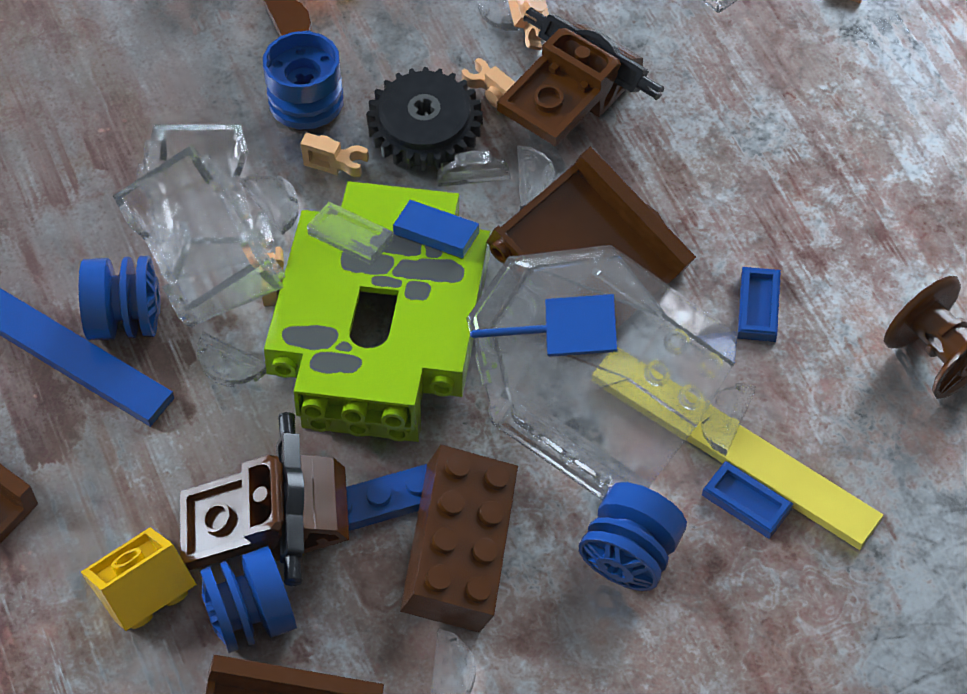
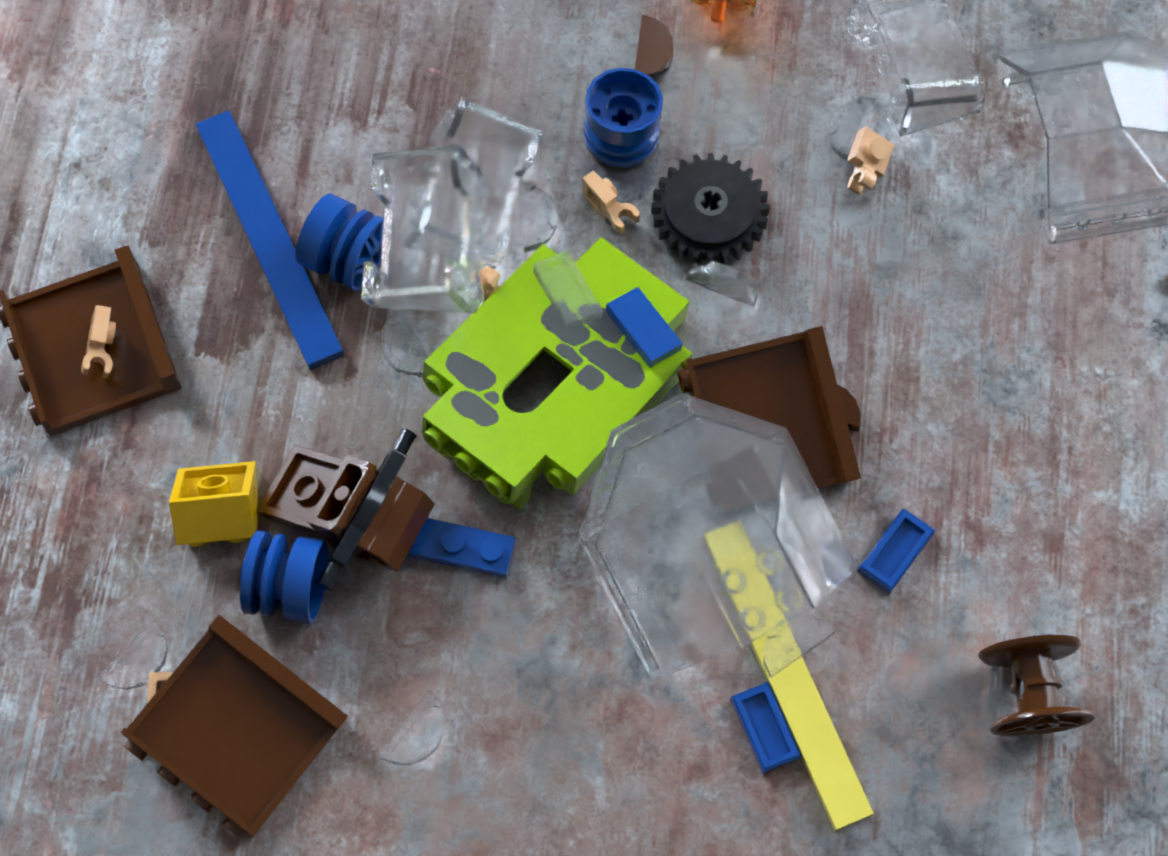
camera: 30 degrees right, 10 degrees up
(459, 539) = (491, 623): reddish brown brick -> none
(491, 79) = (793, 217): light nougat plate -> none
(534, 173) = (774, 317): clear tile -> none
(571, 326) = (691, 496): blue piece -> none
(573, 76) = (868, 240): reddish brown piece -> none
(633, 536) = (638, 706): blue wheel -> none

